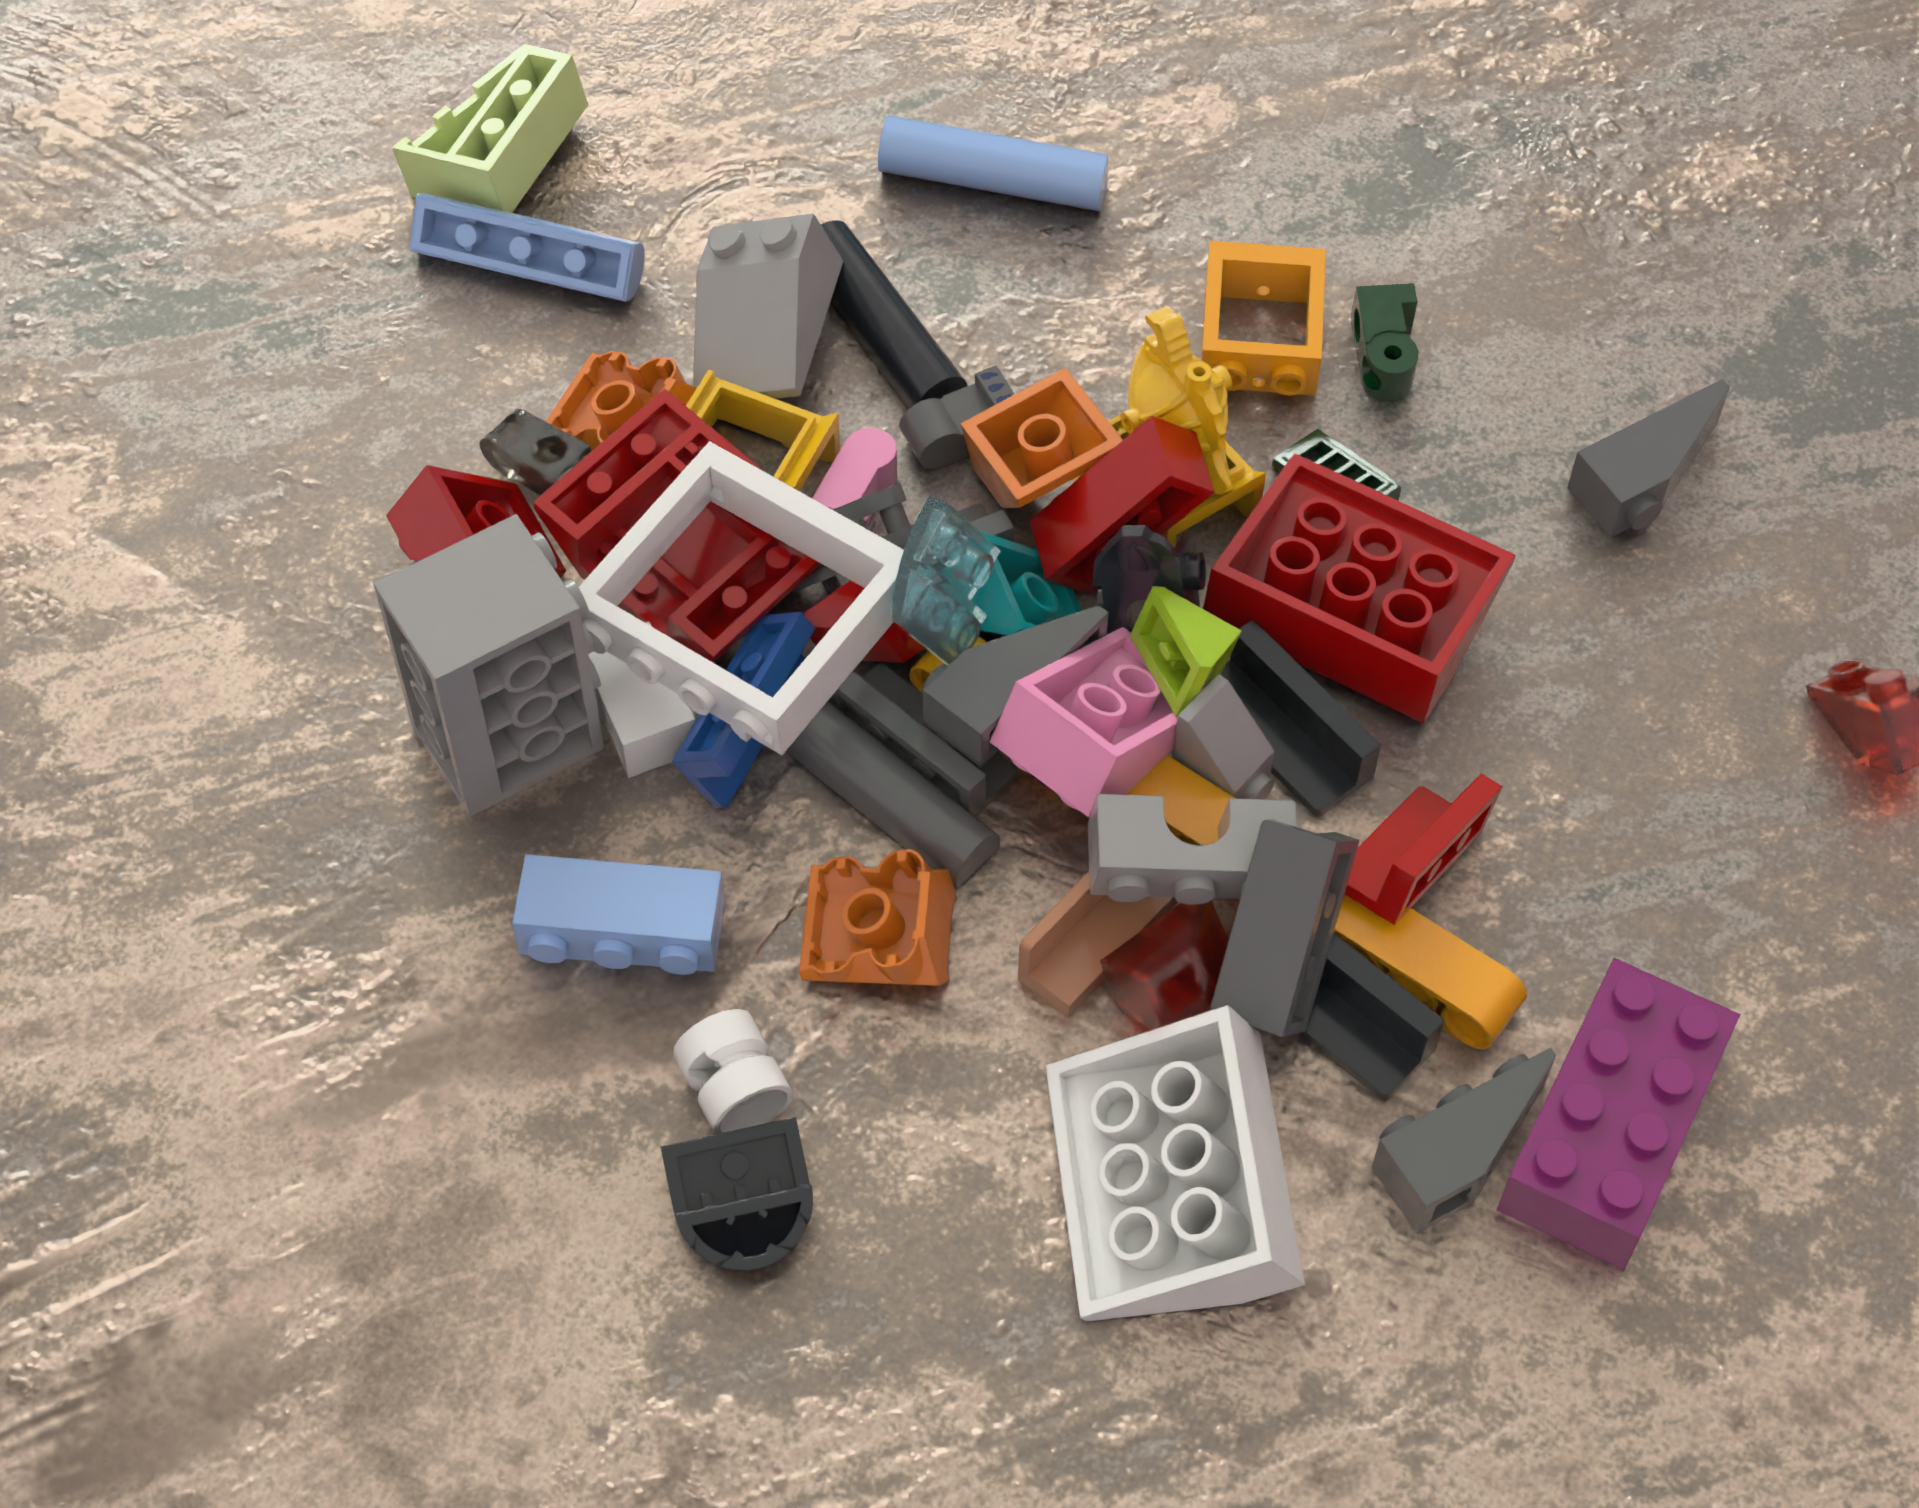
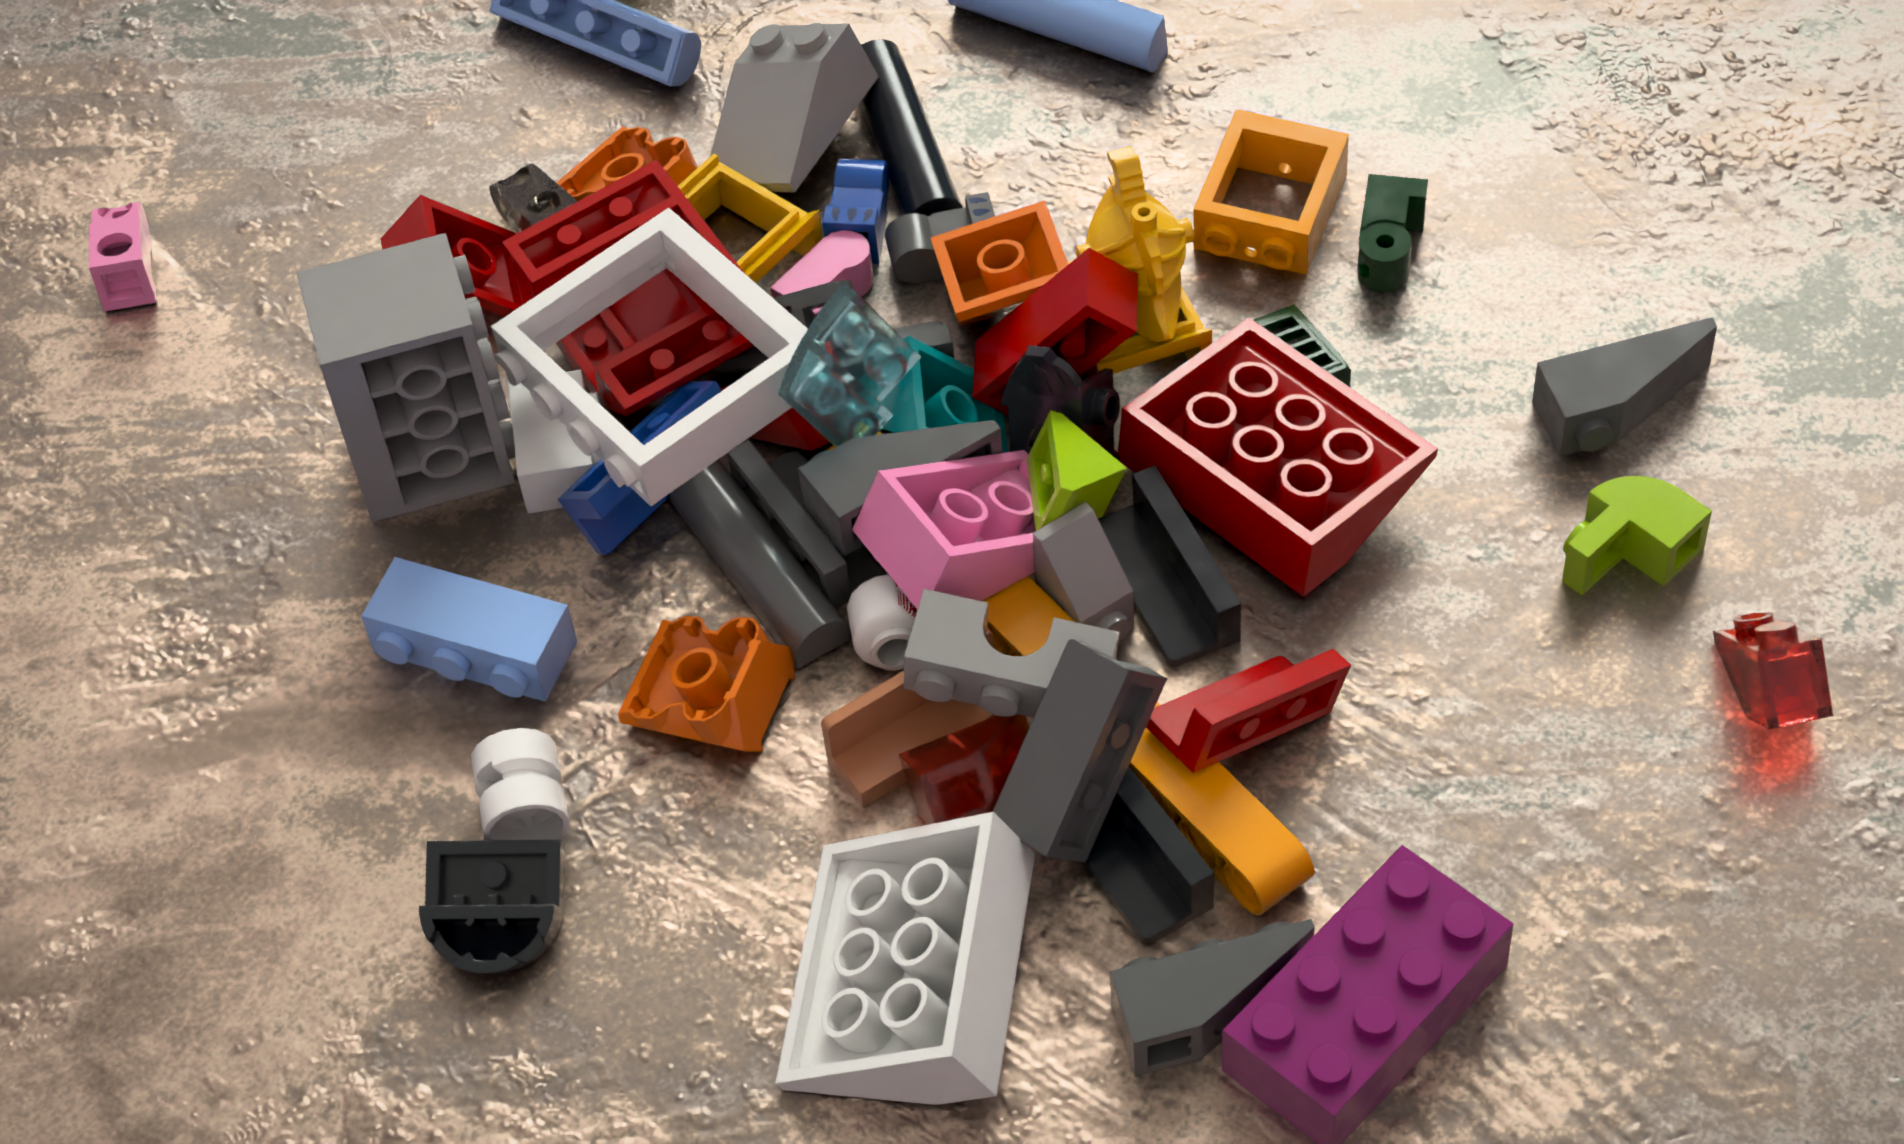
camera: 20 degrees right, 5 degrees down
(110, 580) = (121, 257): none -> bright pink leg
(862, 392) = (859, 201): none -> blue leg
(1040, 828) = (880, 622): none -> white head
(1711, 592) = (1635, 521): none -> lime brick

